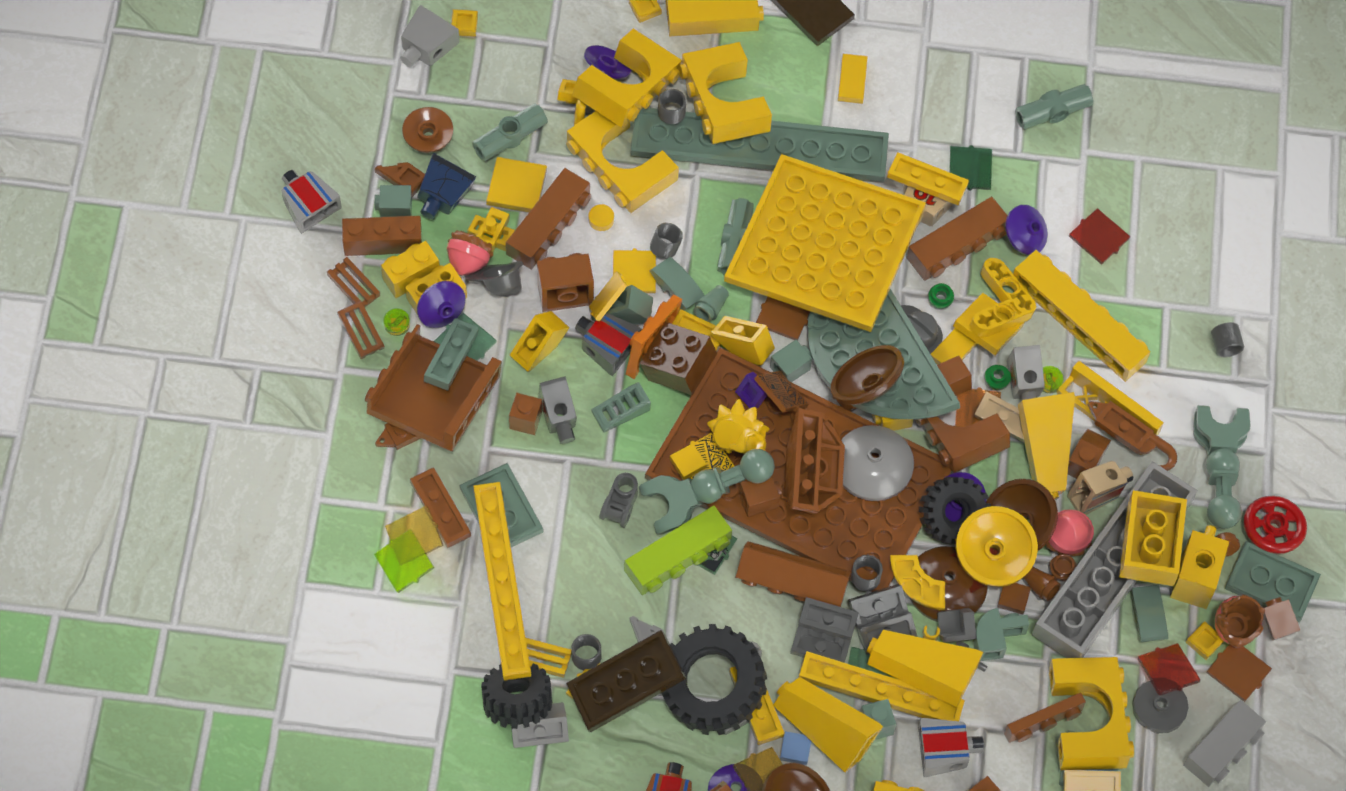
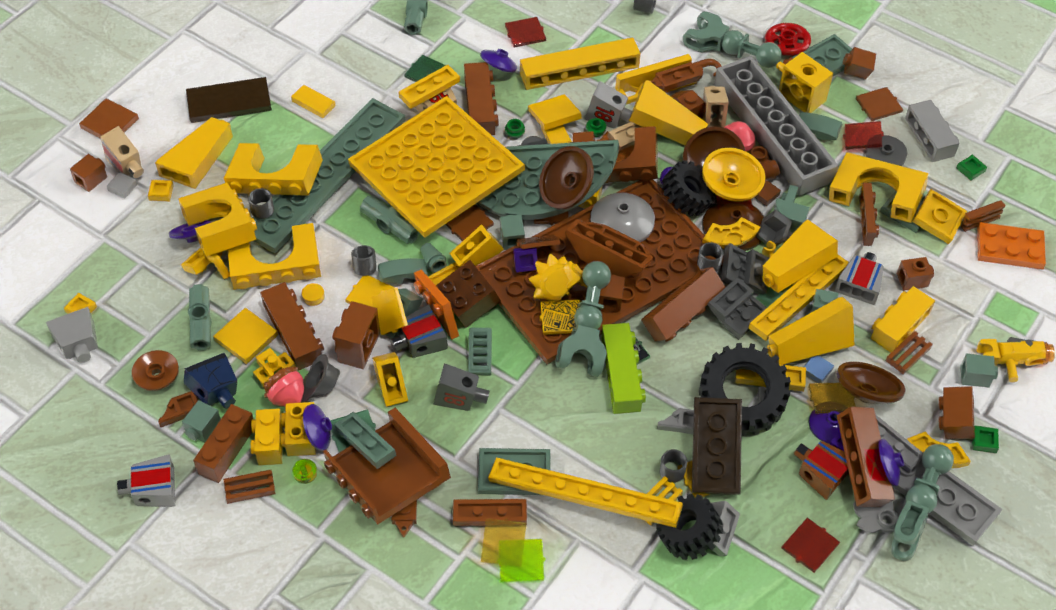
camera: 60 degrees left, 10 degrees down
(370, 349) = (295, 502): dark orange tile -> none
(525, 413) = (447, 414): dark orange brick -> none
(619, 504) = (560, 389): dark grey piece -> none
(688, 461) = (557, 324): yellow tile -> none
(1009, 301) = (551, 90): yellow beam -> none
(1153, 538) = (780, 85): yellow brick -> none
(1204, 640) = (850, 110): yellow tile -> none
(1239, 620) = (851, 81): dark orange hair -> none

